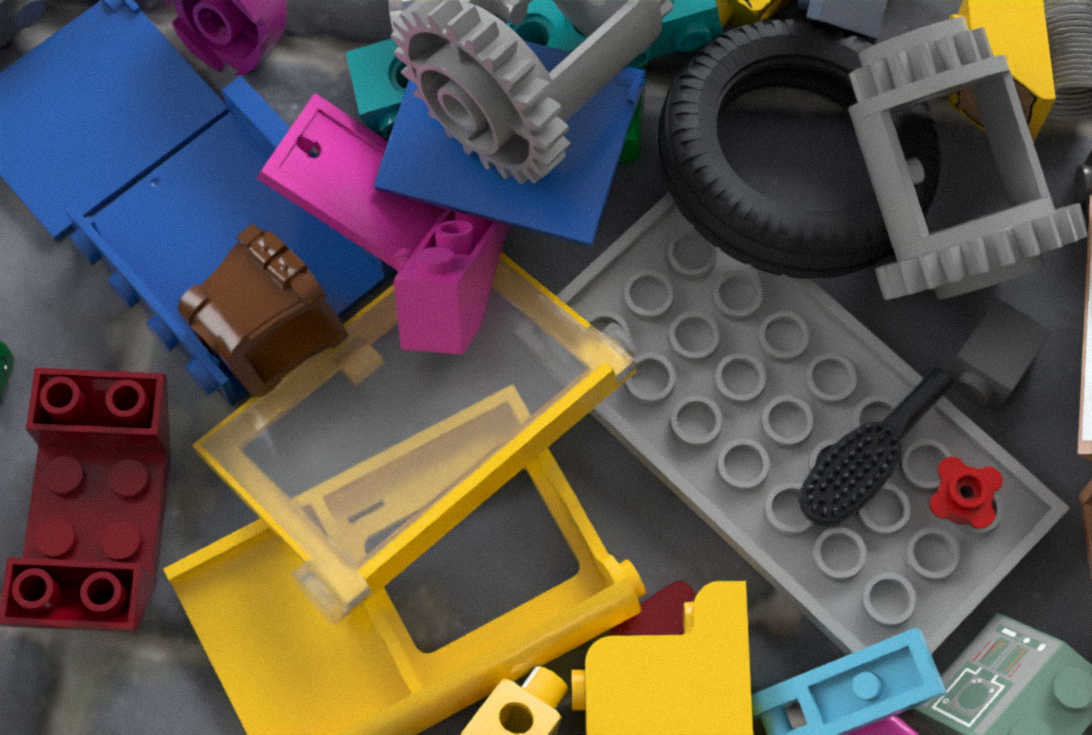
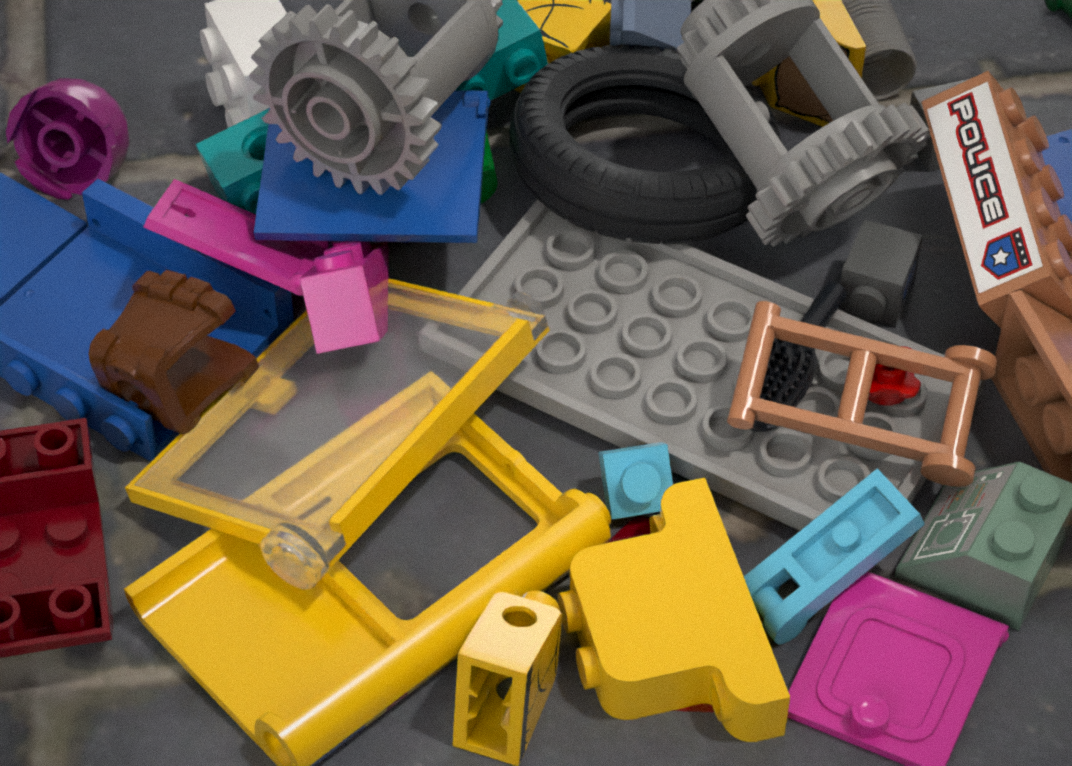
camera: 15 degrees left, 20 degrees down
(684, 551) = (635, 479): none -> medium azure plate
(1038, 517) = (961, 365): none -> nougat piece

